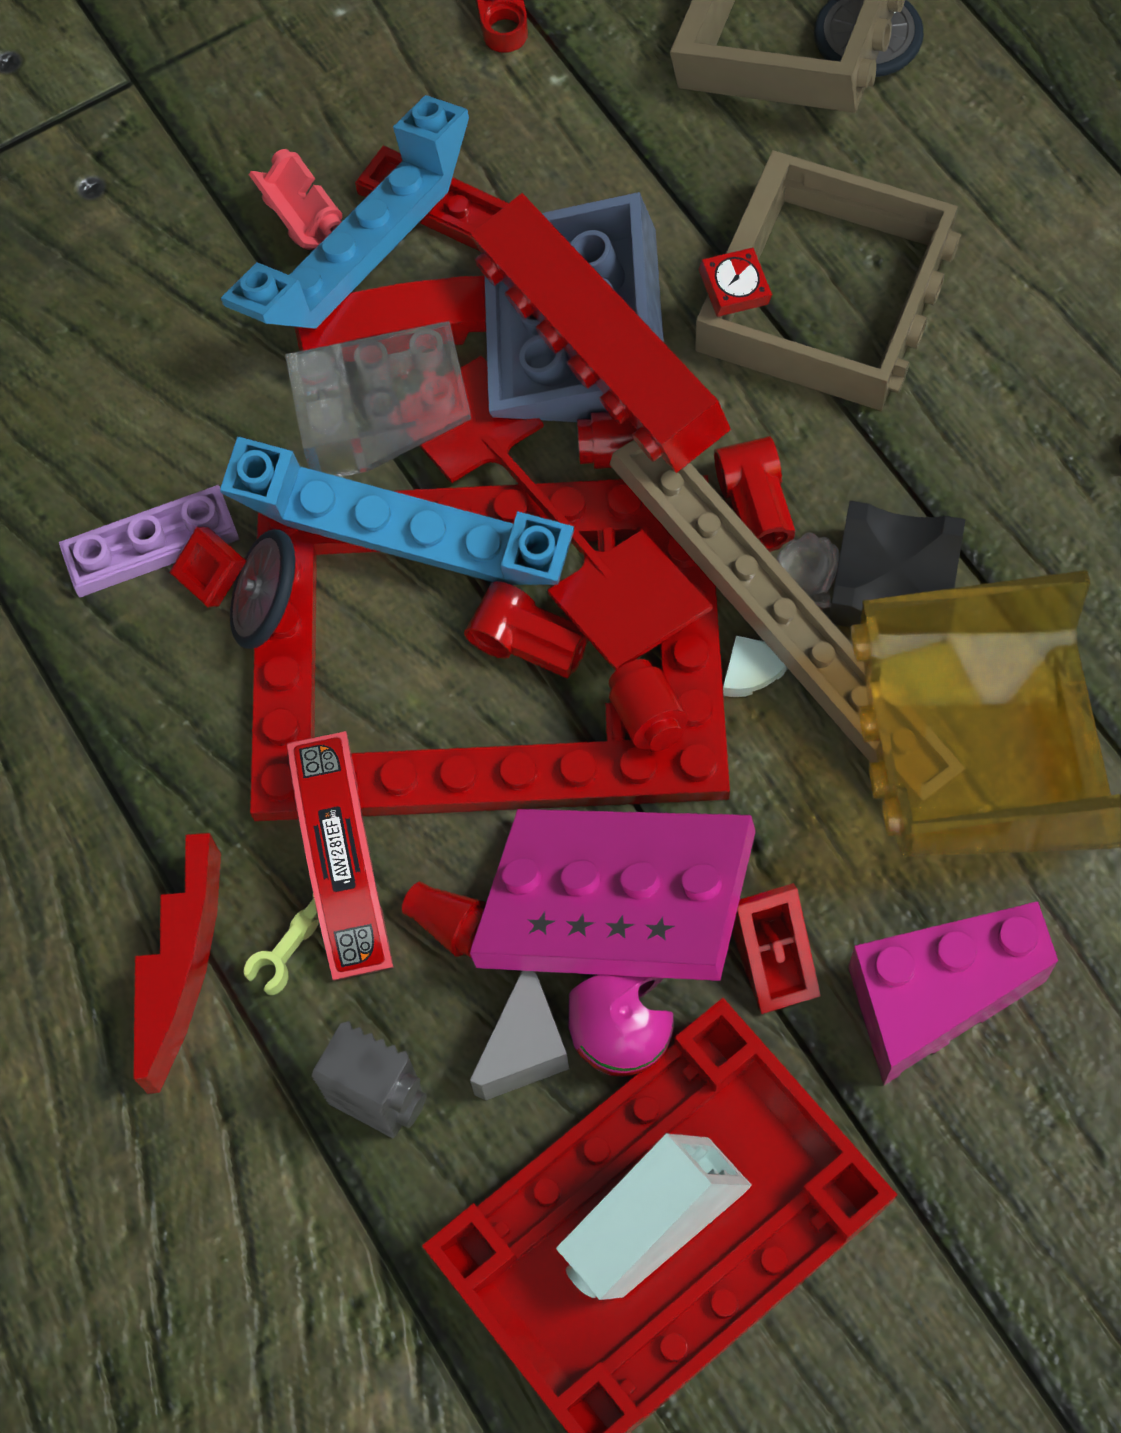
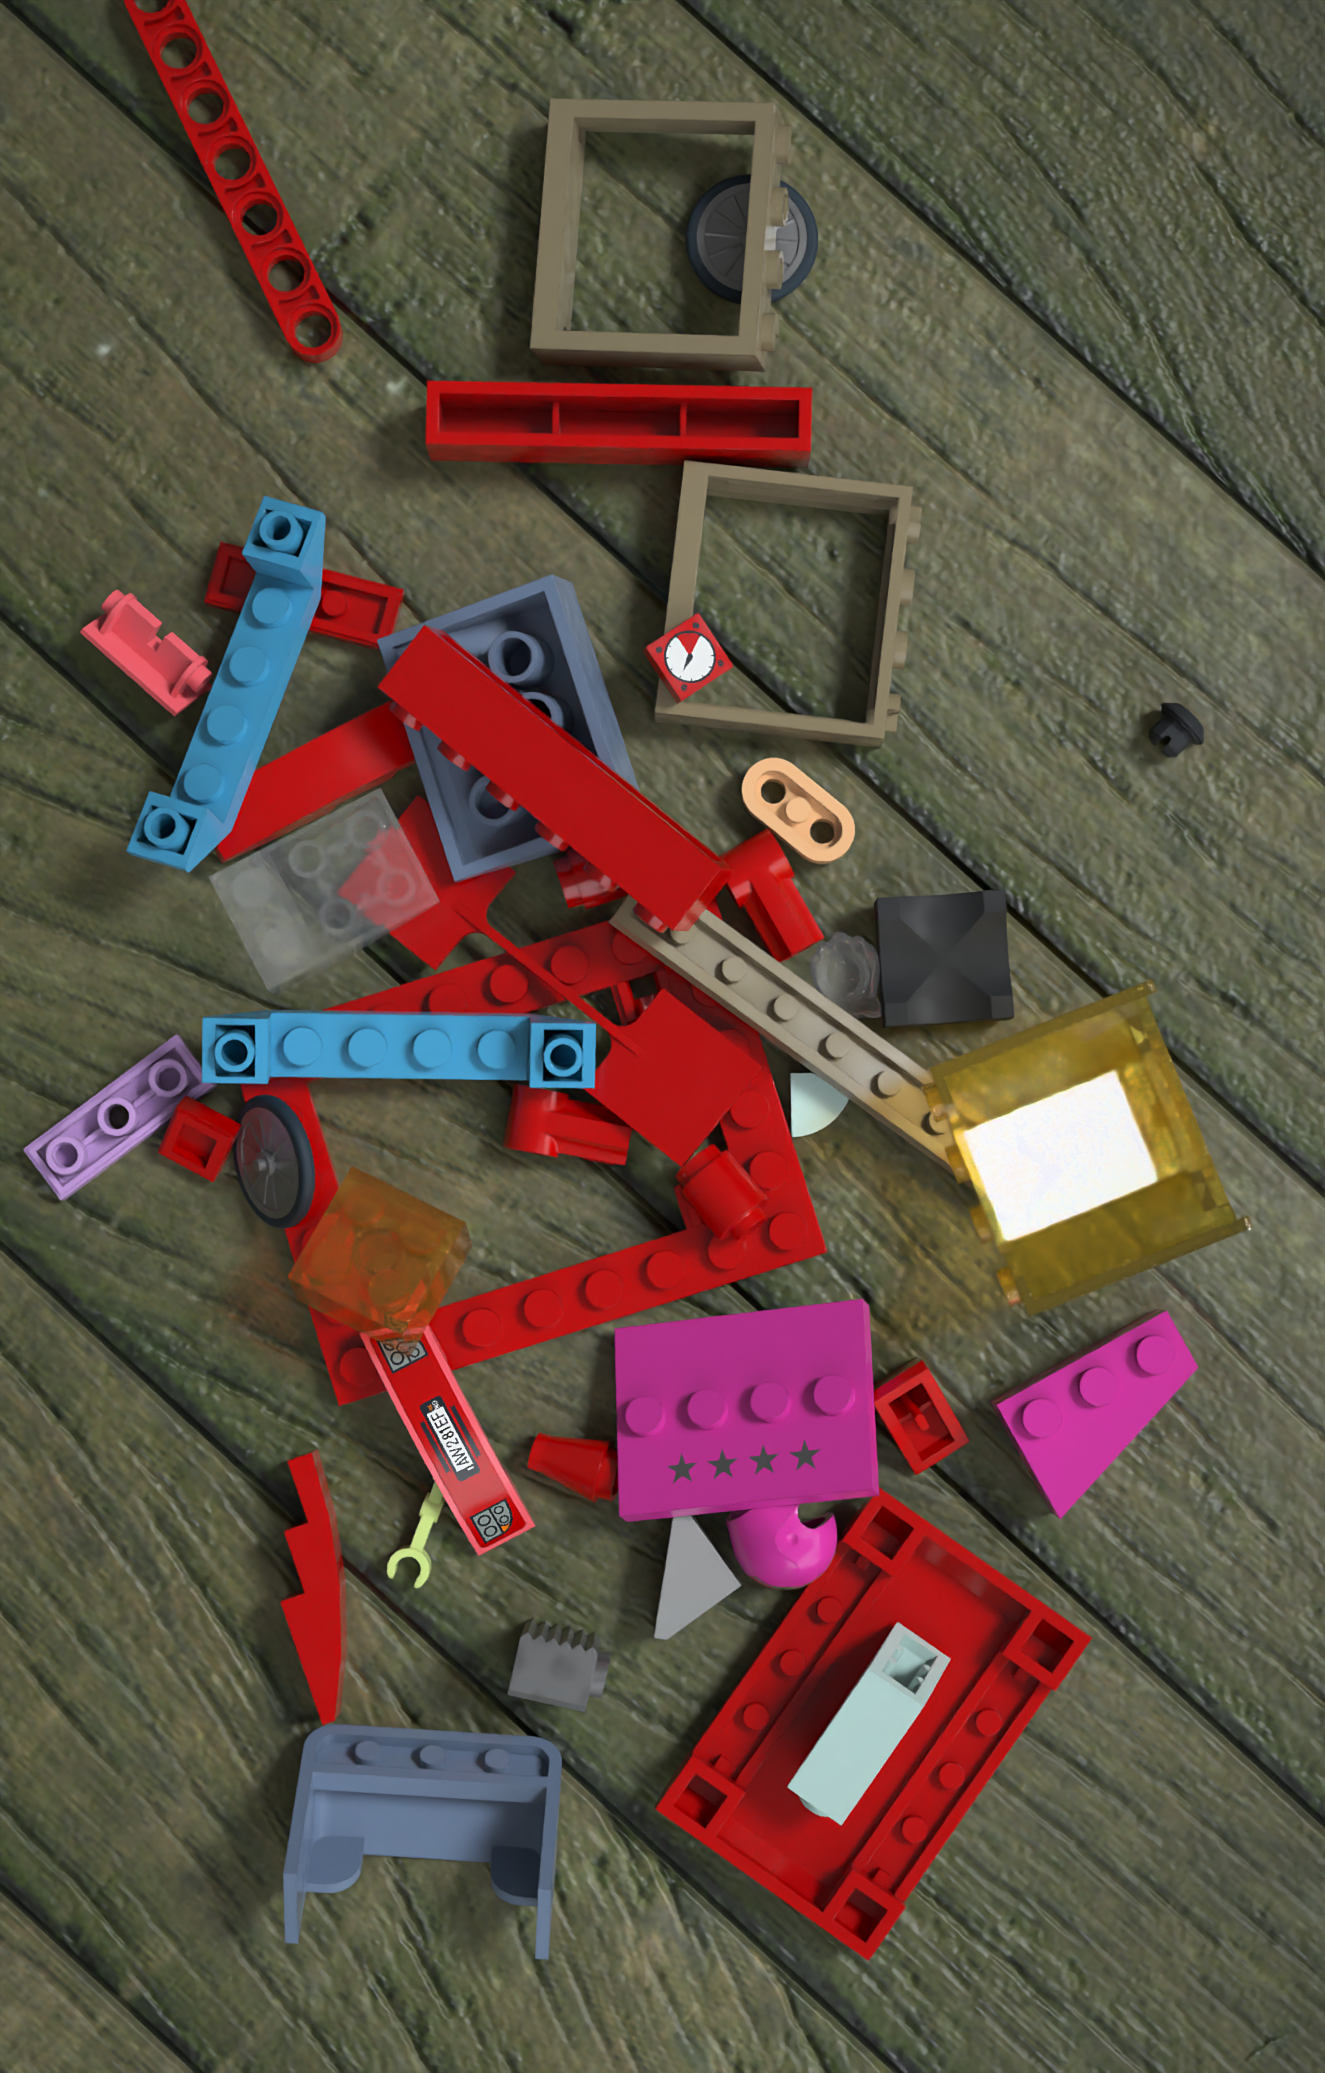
camera: 20 degrees left, 20 degrees up
(197, 1188) = (428, 1800): none -> sand blue windscreen
(324, 678) = (380, 1261): none -> clear orange brick
(720, 115) = (618, 423): none -> red brick
(801, 436) = (800, 809): none -> light nougat plate

